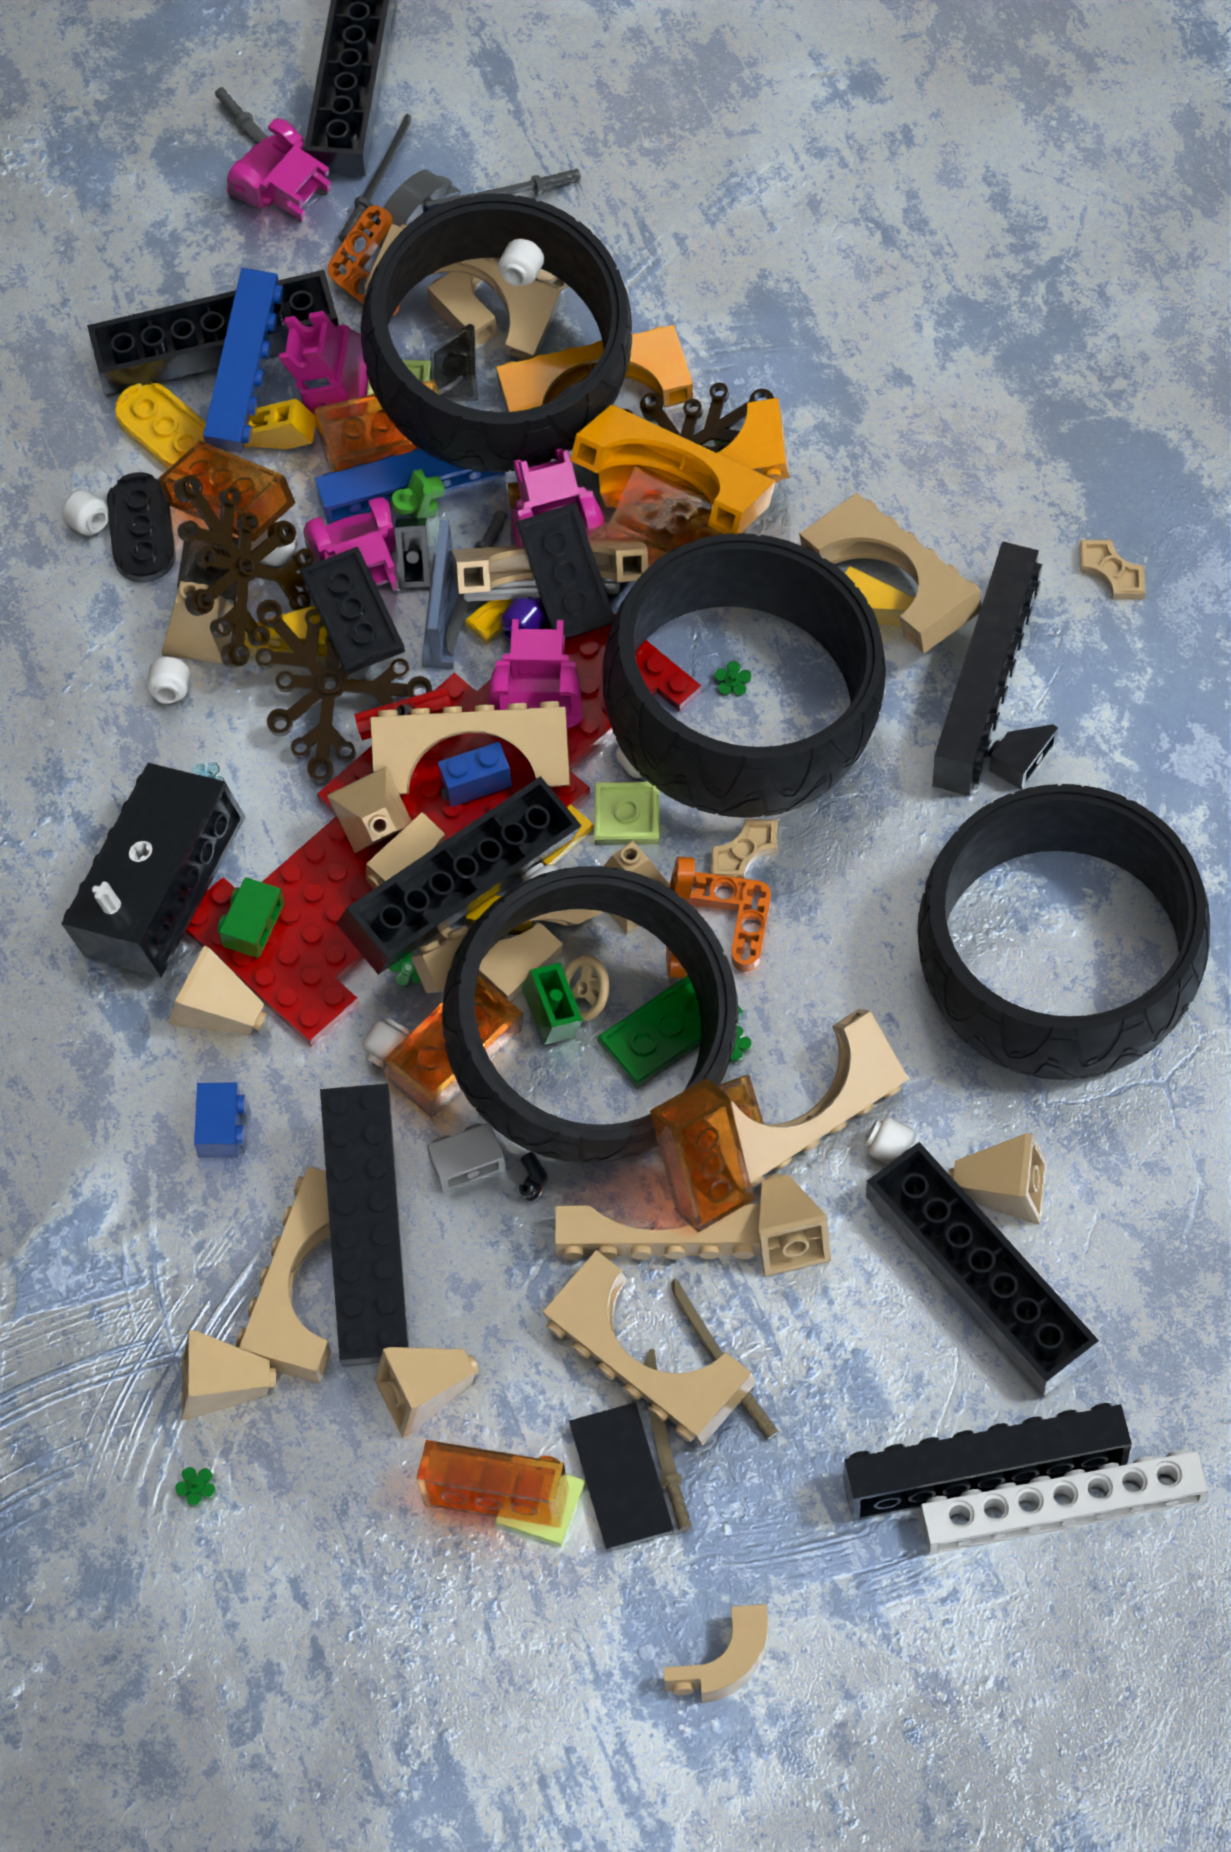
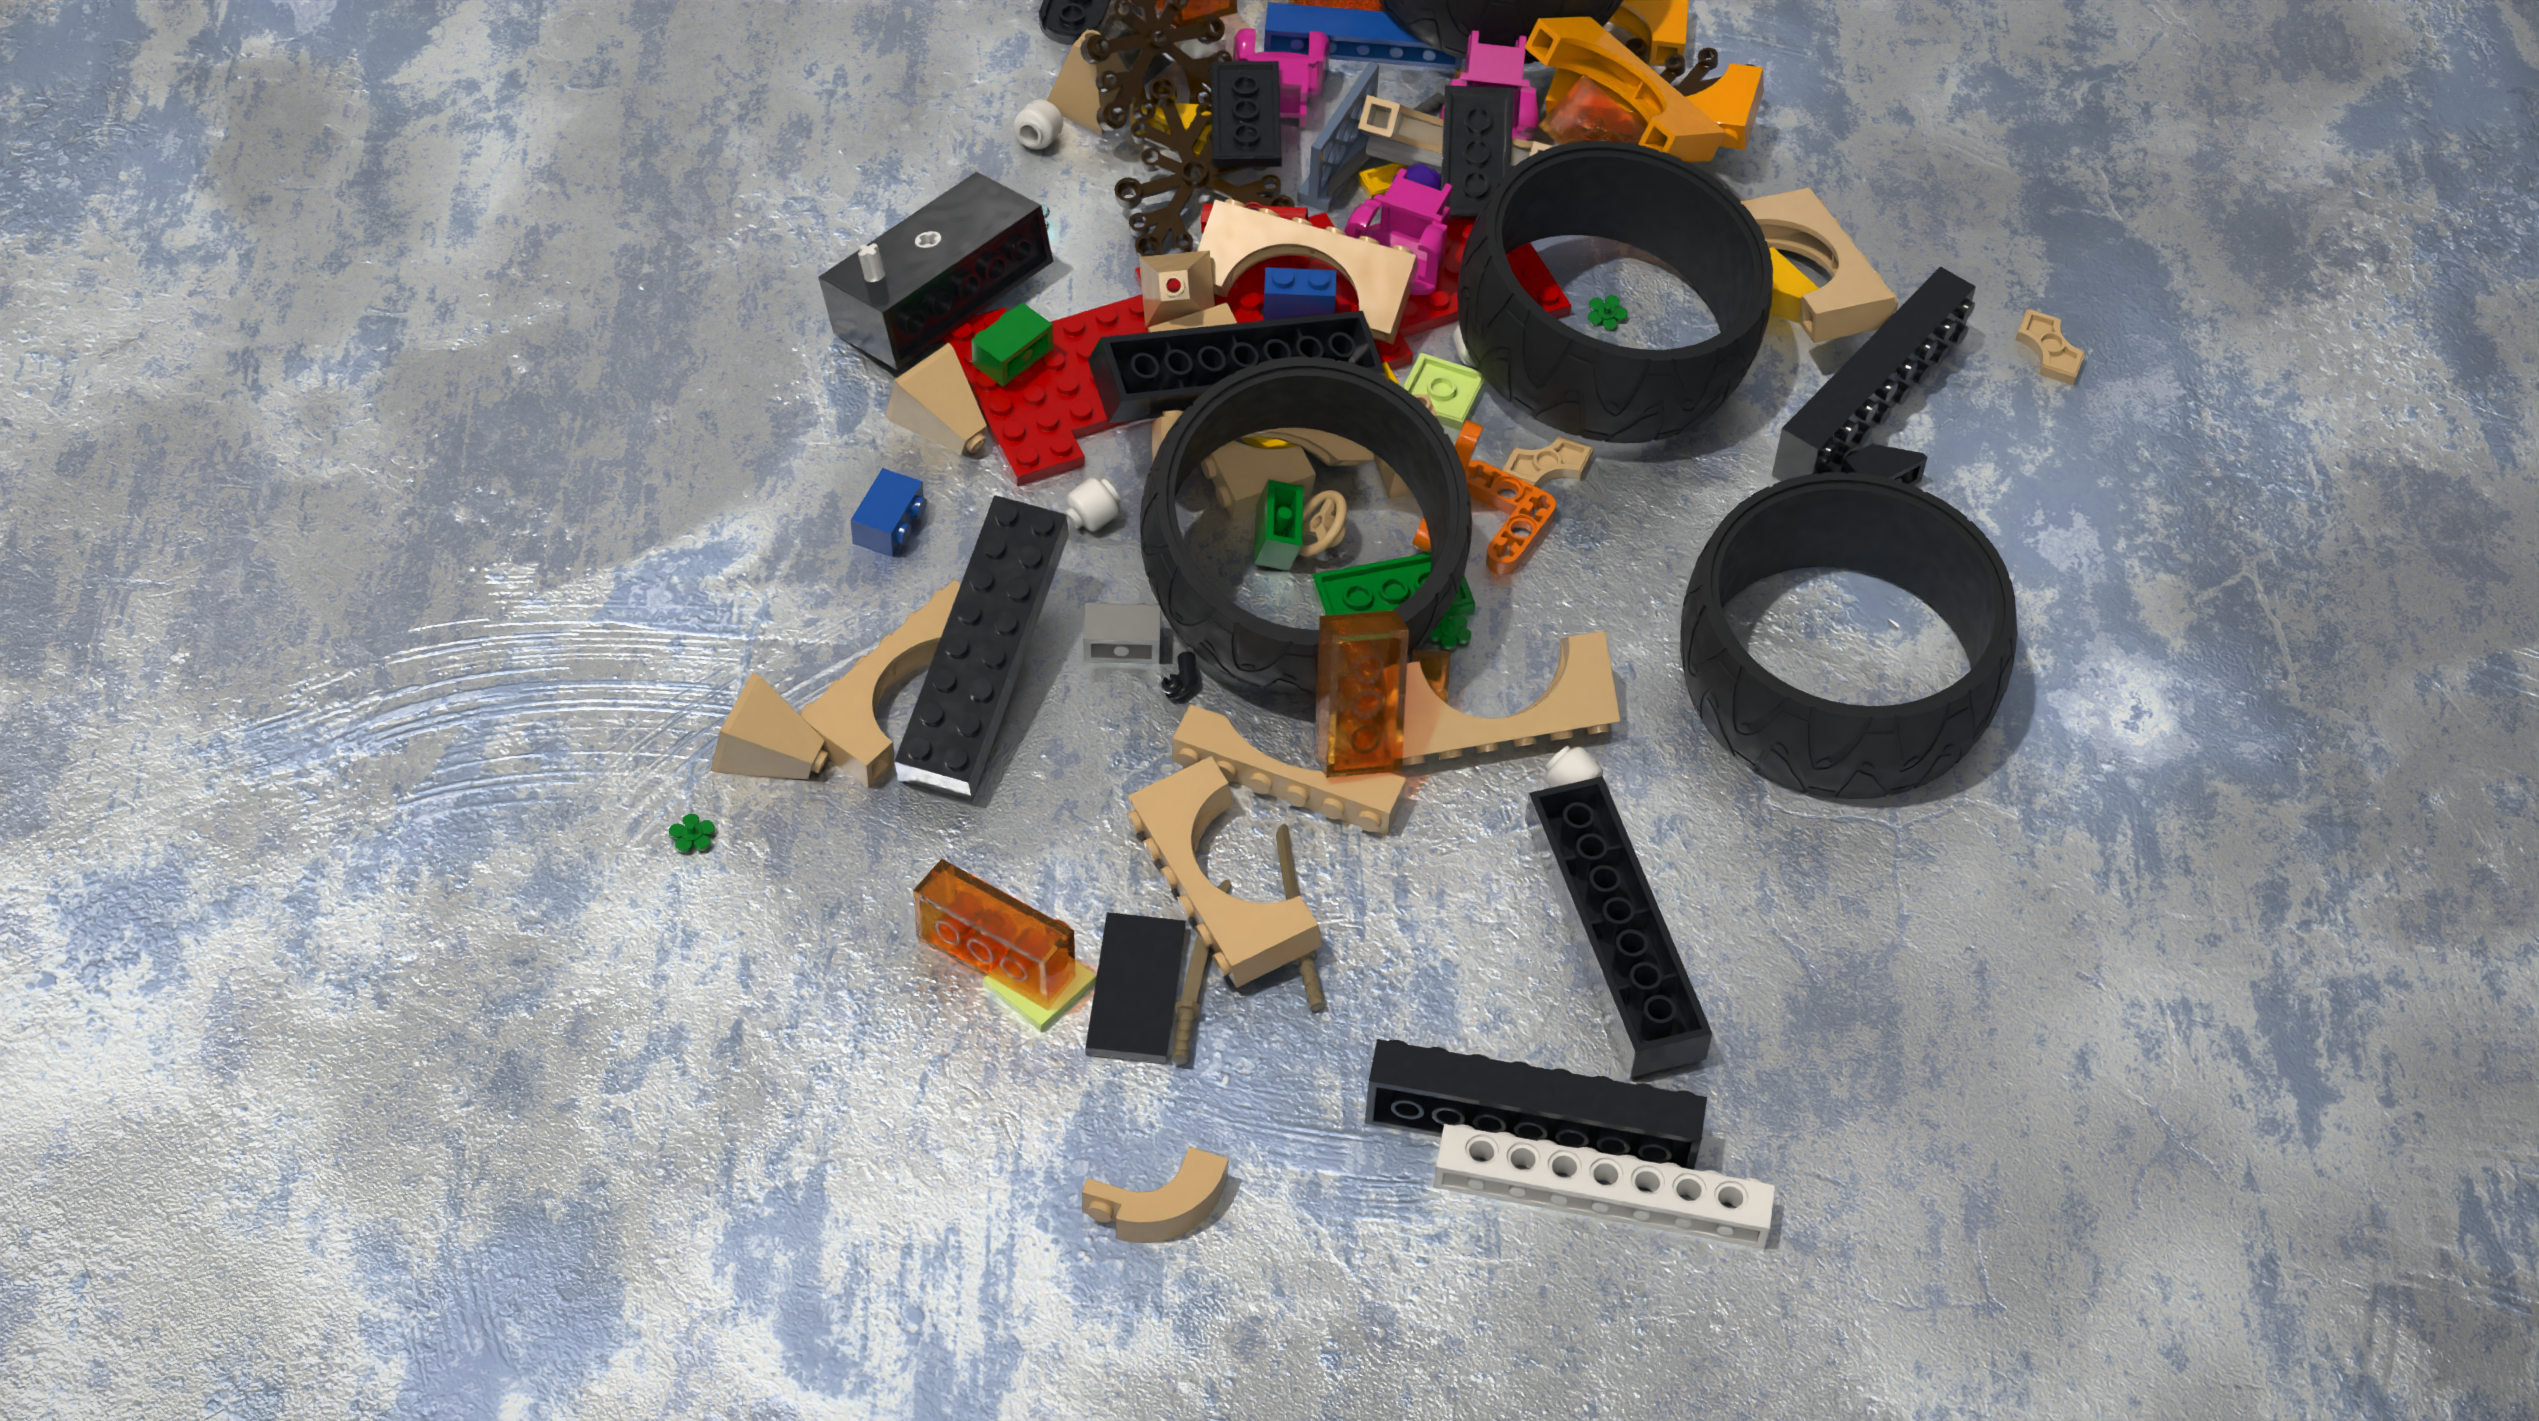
camera: 15 degrees right, 10 degrees down
(406, 969) = (1137, 440): green plant -> none
(413, 552) = (1332, 89): black slope -> none
(419, 496) = (1357, 51): bright green hips -> none
(420, 1061) = (1111, 526): clear orange brick -> none
(422, 1382) = (972, 817): tan slope -> none
(790, 1227) = (1426, 816): tan slope -> none
(1005, 1177) = (1685, 849): tan slope -> none

